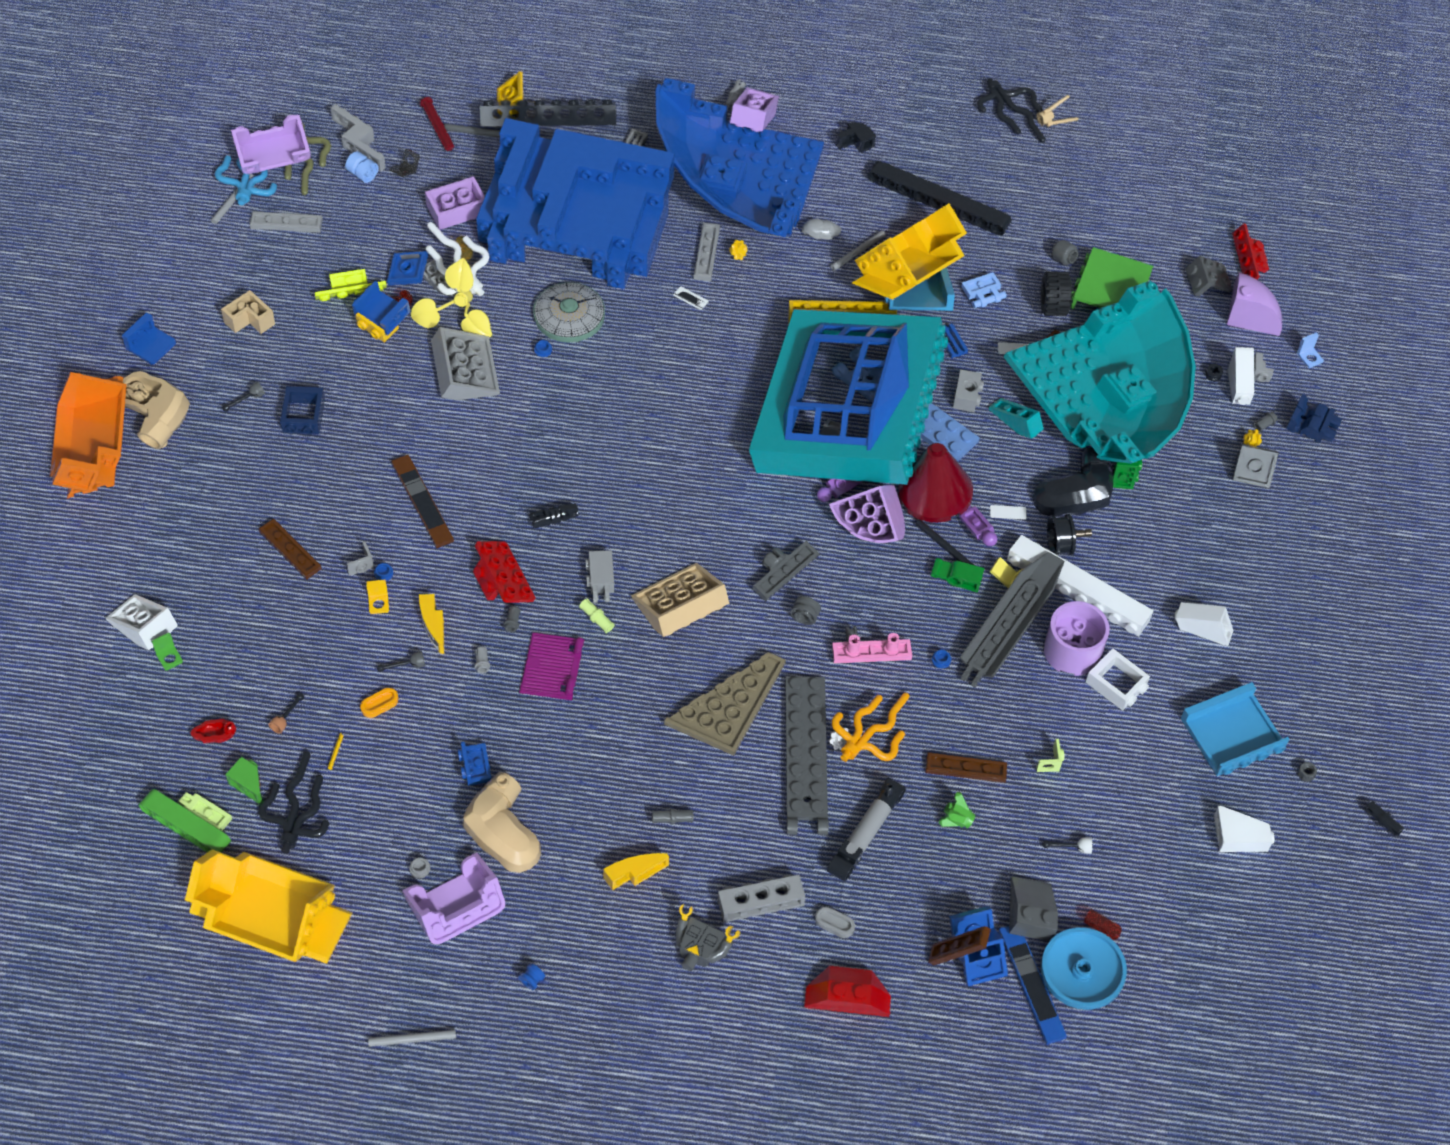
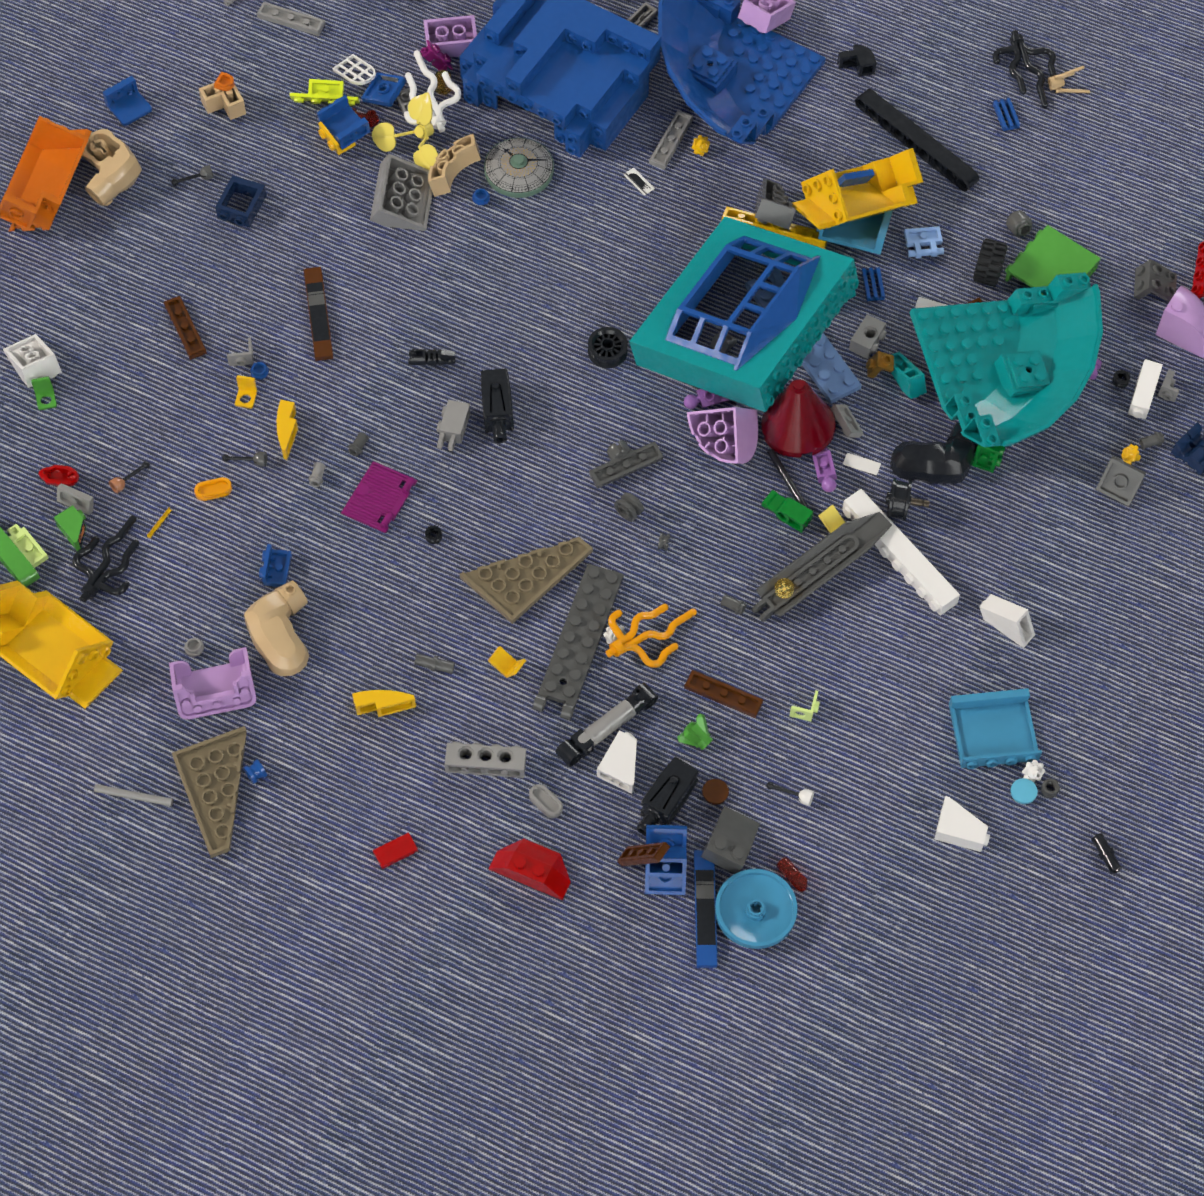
camera: 20 degrees right, 5 degrees up
(235, 749) = (71, 496): none -> light grey plate
(246, 296) = (224, 82): none -> orange tile
(373, 267) = (362, 82): none -> white window
(446, 220) = (432, 52): none -> magenta hinge
(490, 1001) = (212, 783): none -> dark tan wing
(500, 573) = (364, 399): red bracket -> none
(502, 322) = (451, 162): none -> tan brick
(596, 615) = (435, 461): yellowish green pin -> none
(621, 683) = (437, 531): none -> black bush
(638, 543) = (497, 403): none -> black piece
(681, 599) = (518, 466): tan slope -> none
(701, 942) = (415, 783): dark grey torso -> none
(704, 1016) = (395, 850): none -> red tile
(723, 462) = (604, 356): none -> black wheel
(743, 796) = (505, 662): none -> yellow bracket
(821, 229) = (789, 143): light grey arm -> none
(835, 288) = (773, 205): none -> dark grey wedge
(858, 250) = (794, 181): light grey piece -> none
(872, 651) = (677, 561): bright pink plate -> none
(895, 863) = (619, 762): none -> white slope
(906, 242) = (855, 178): none -> blue tile
(941, 659) = (740, 586): blue plate -> none
(942, 678) = (733, 604): none -> dark grey pin
(954, 881) = (668, 794): none -> black piece
(983, 478) = (846, 420): none -> light grey plate
(986, 648) = (784, 588): none -> clear yellow tile
(988, 412) = (879, 362): none -> pearl gold bracket
(996, 865) = (715, 791): none -> reddish brown piece
(1014, 155) = (1002, 103): none -> blue tile
(1076, 637) = (873, 600): lavender brick -> none
(1115, 696) = (892, 634): white window -> none
(1284, 781) = (1024, 791): none -> medium azure piece
(1287, 759) = (1033, 771): none -> white plant

